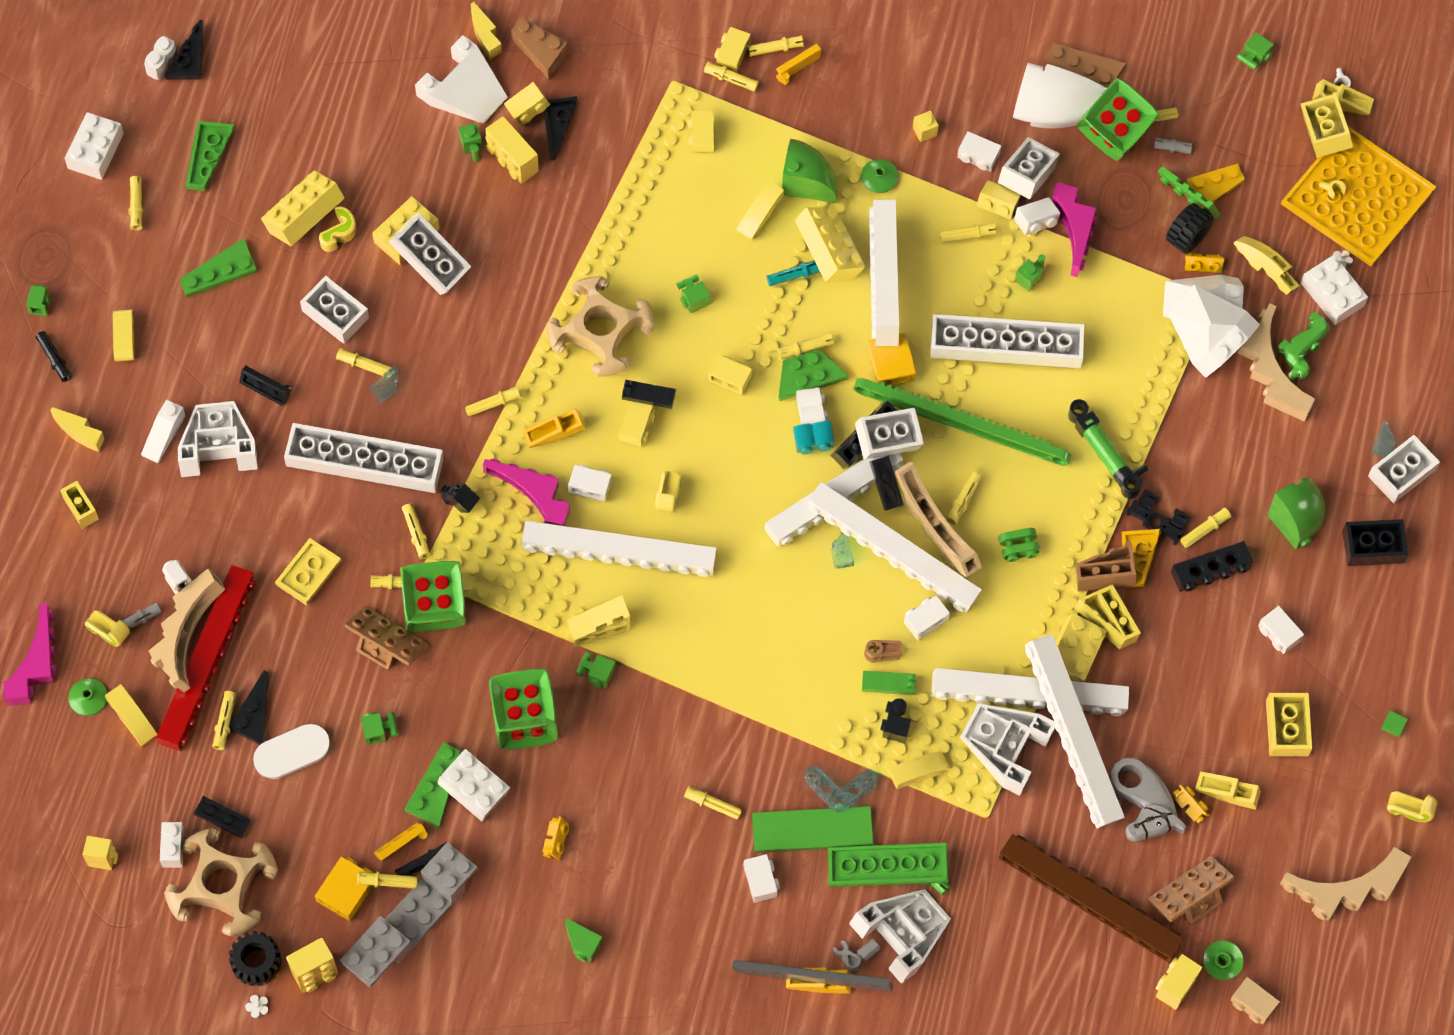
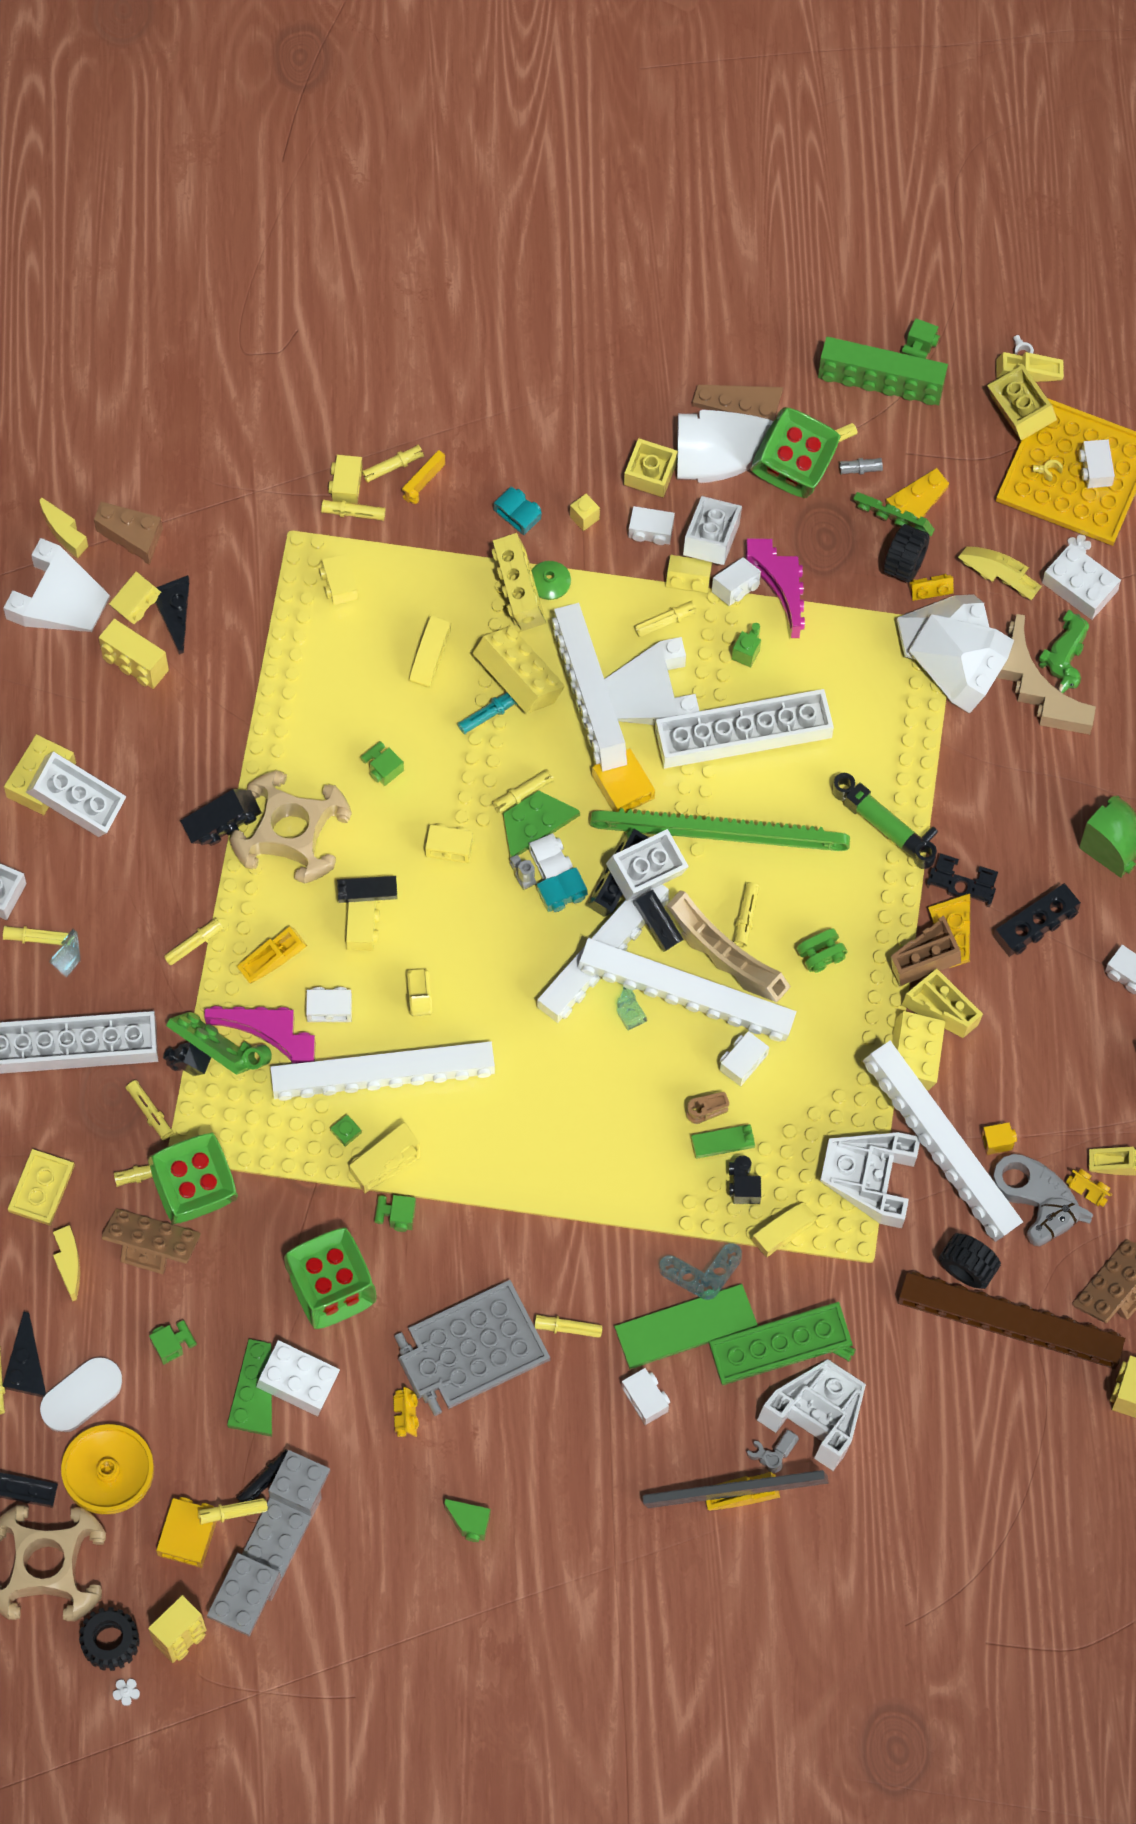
camera: 15 degrees left, 0 degrees up
(294, 818) = (107, 1469): none -> yellow dish
(312, 637) = (68, 1260): none -> light yellow slope
(400, 840) = (235, 1459): yellow hinge -> none
(471, 140) = (83, 654): bright green brick -> none
(486, 493) = (217, 1046): none -> bright green hinge
(544, 303) = (221, 817): none -> black brick
(574, 590) = (346, 1130): none -> bright green plate
(626, 799) = (471, 1348): none -> light grey plate
(785, 414) = (523, 872): none -> light grey bar
(808, 173) = (472, 597): bright green brick -> none
(851, 170) = (518, 582): none -> light yellow brick
(869, 111) = (517, 510): none -> teal brick
(930, 285) = (643, 686): none -> white wedge
(992, 102) = (650, 467): none -> light yellow brick
(1023, 691) = (872, 1112): white brick -> none
(1068, 838) = (969, 1261): none -> black tyre
(1125, 742) = (998, 1138): none -> yellow brick
(1212, 523) = (1023, 872): light yellow axle -> none
(1214, 69) = (882, 371): none -> bright green brick
(1376, 193) = (1097, 463): none -> white brick

